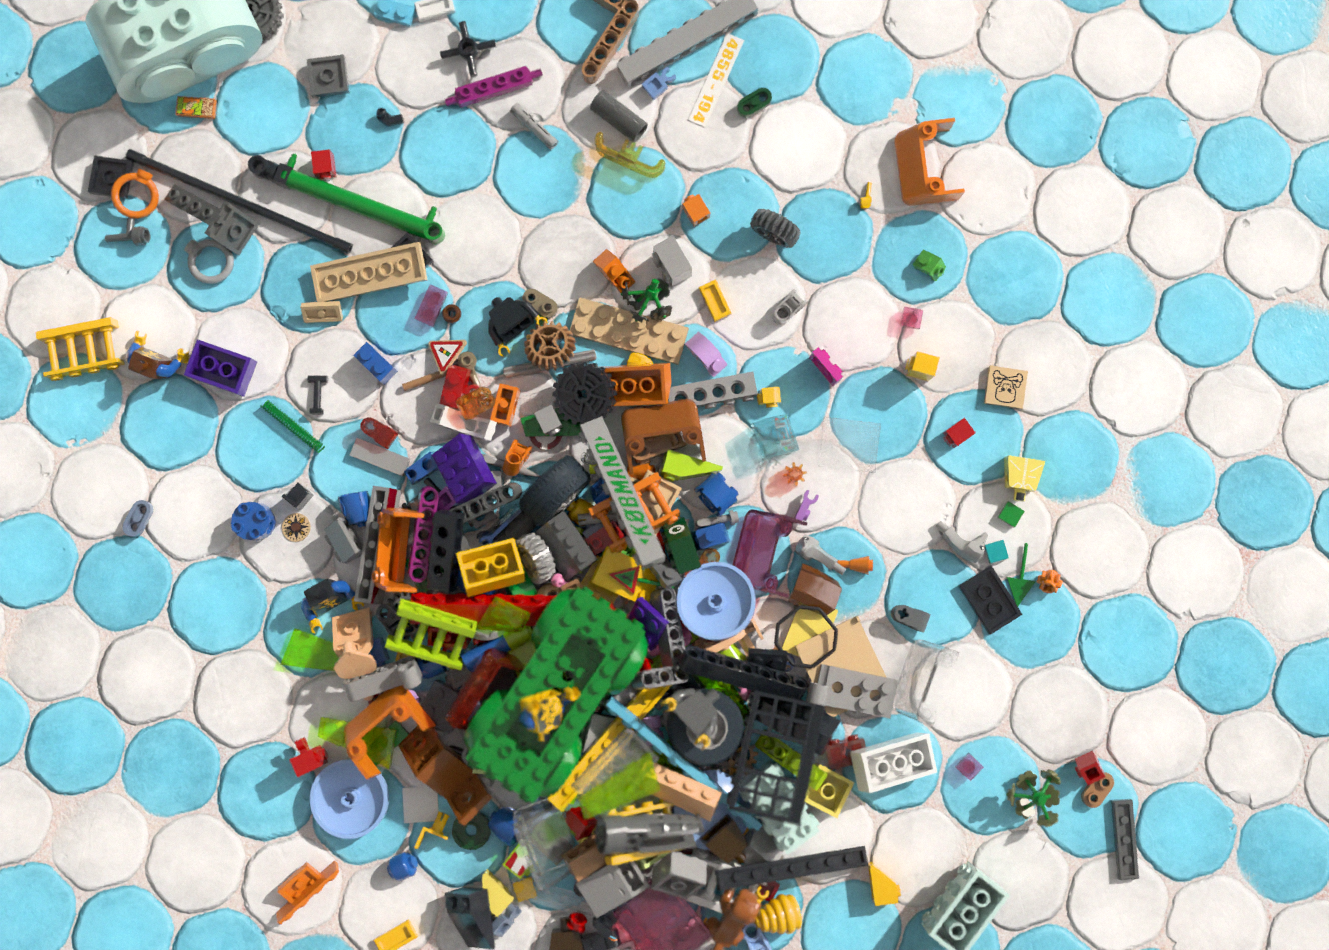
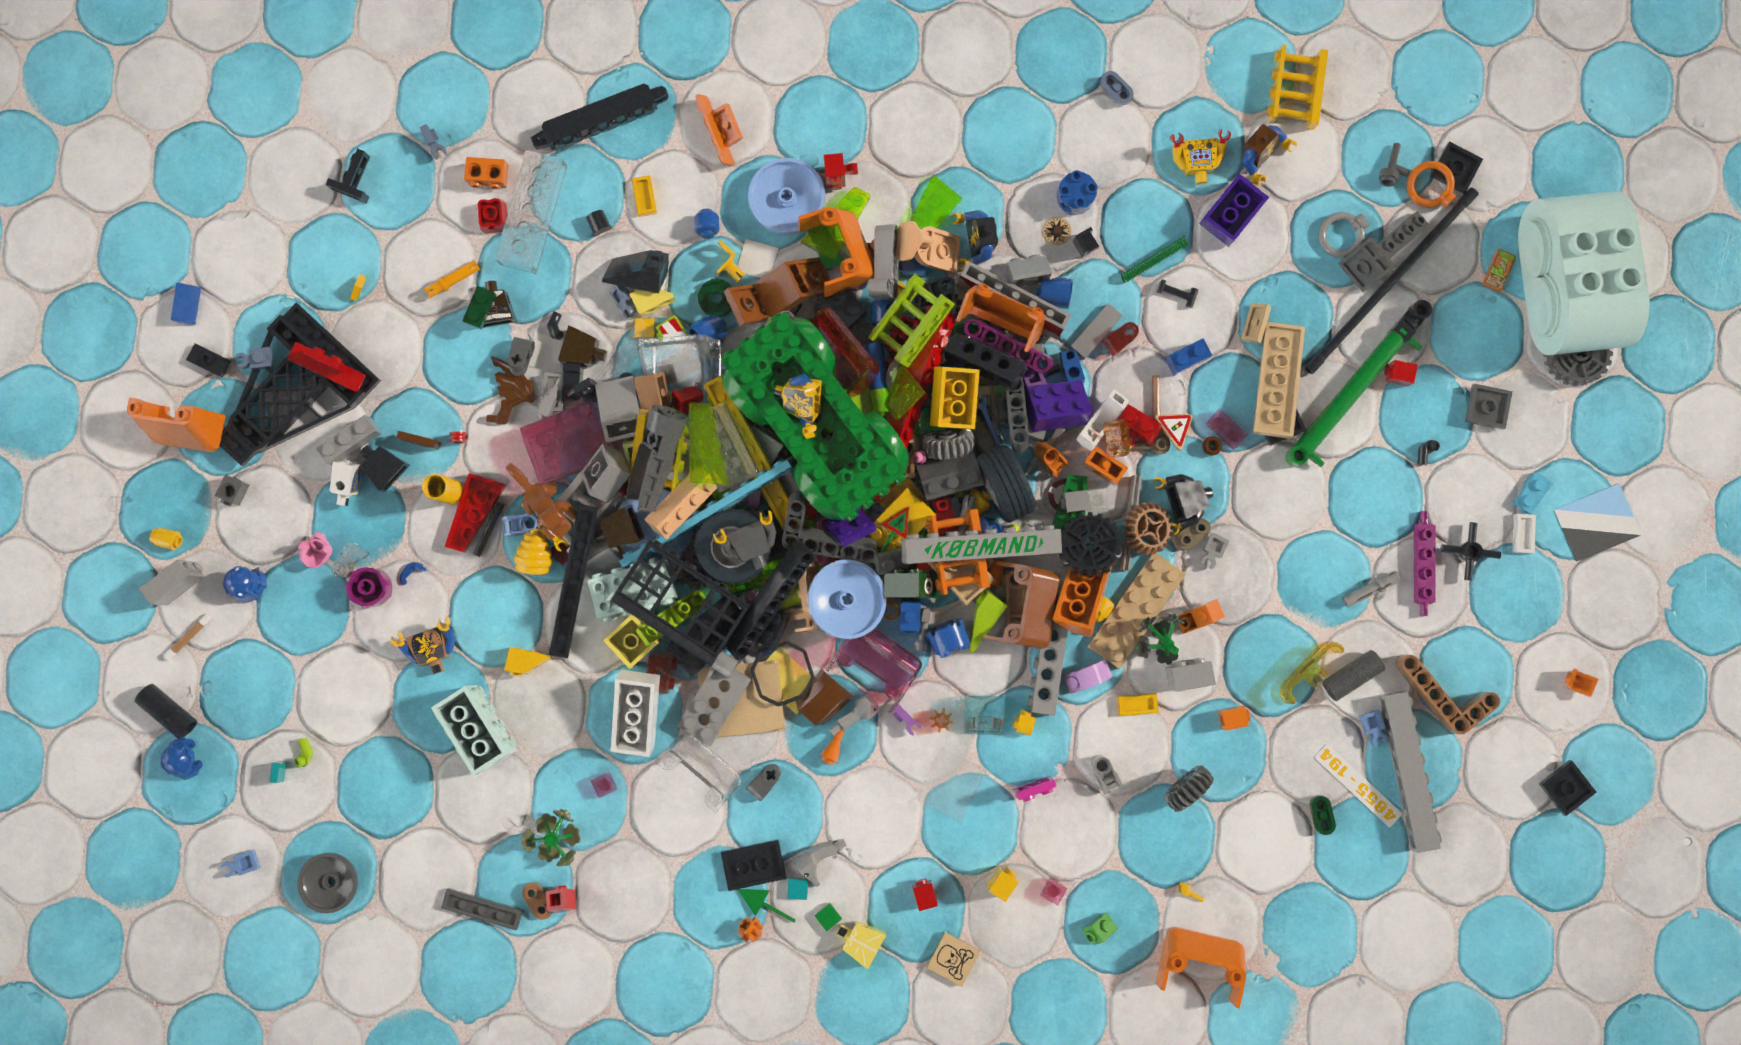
camera: 105 degrees right, 0 degrees up
(178, 417) = (1199, 156): none -> yellow torso
(545, 279) = (1215, 547): none -> light grey plate
(577, 922) = (597, 365): red plate -> none

